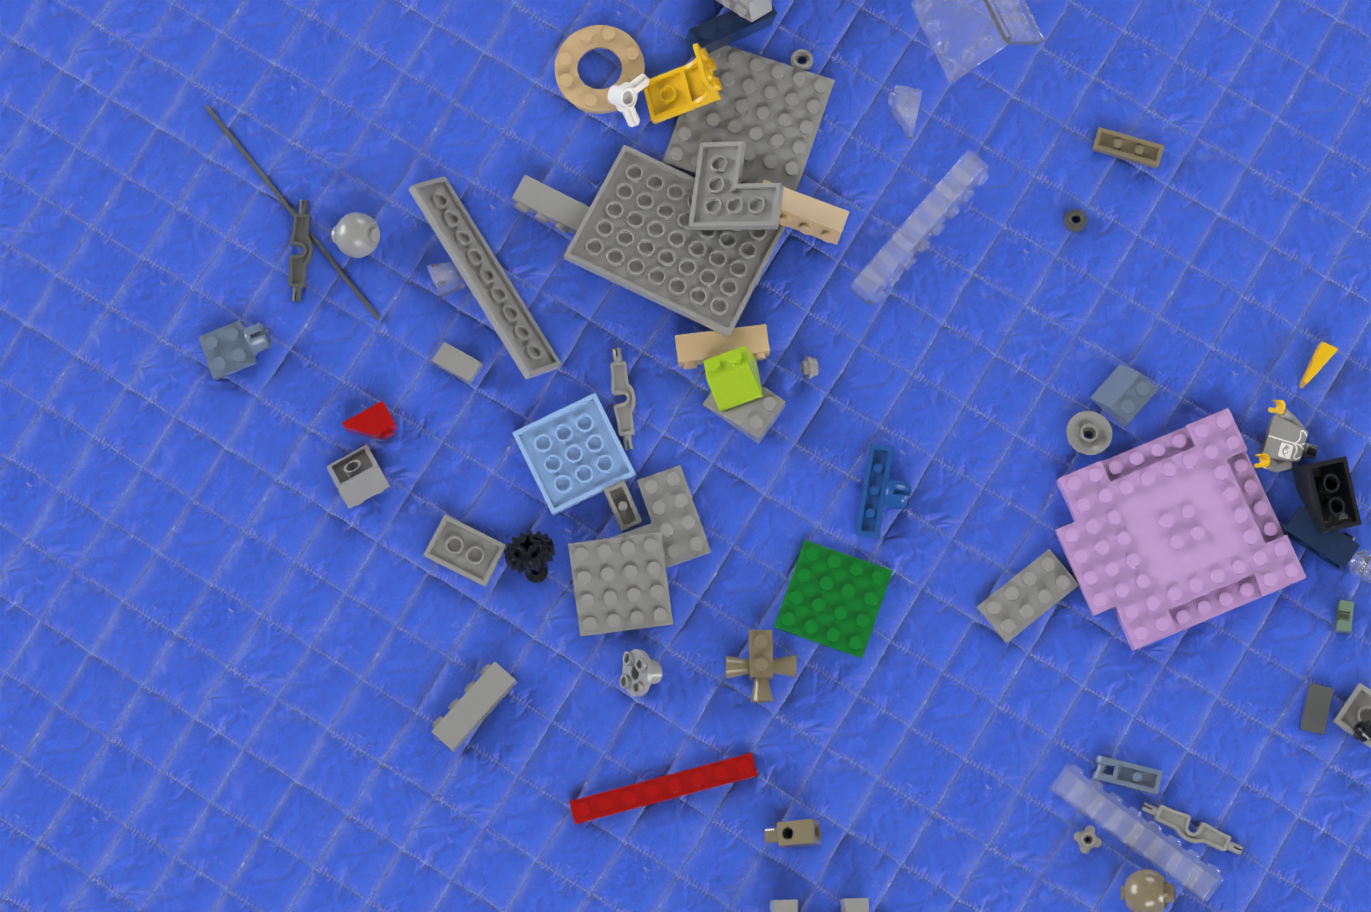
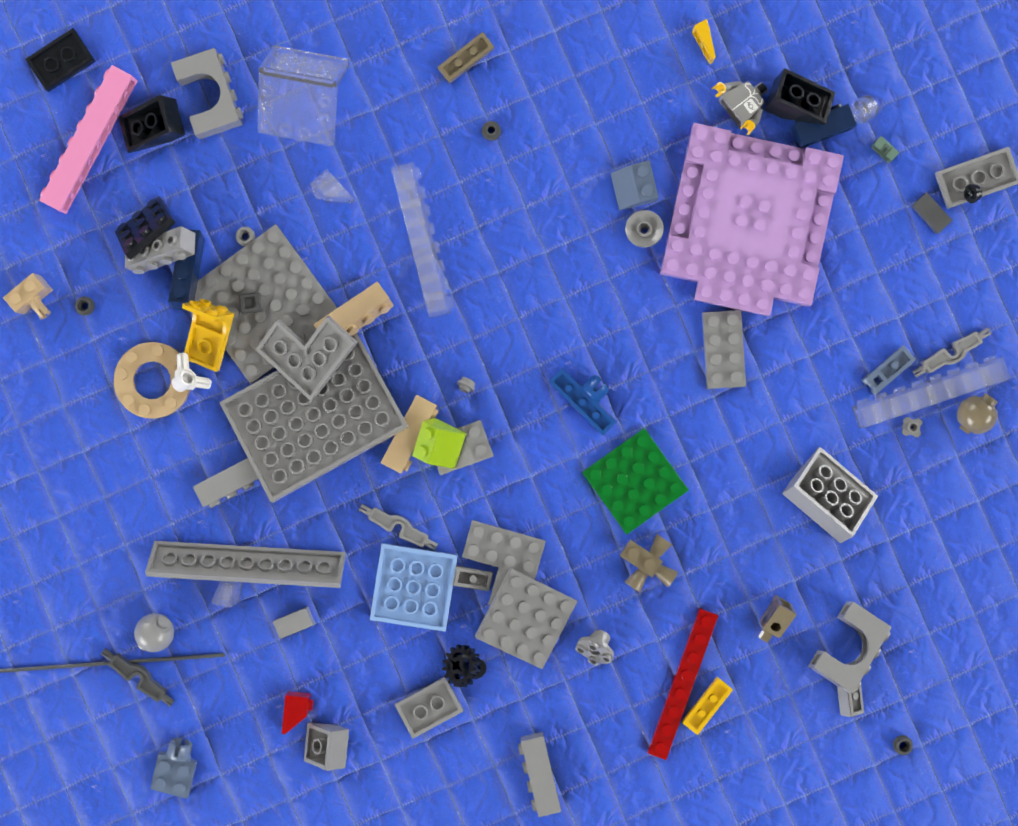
camera: 55 degrees left, 10 degrees up
(658, 827) = (707, 705): none -> yellow plate
(741, 107) = (250, 303): none -> dark grey tile
(959, 803) = (830, 495): none -> light grey slope

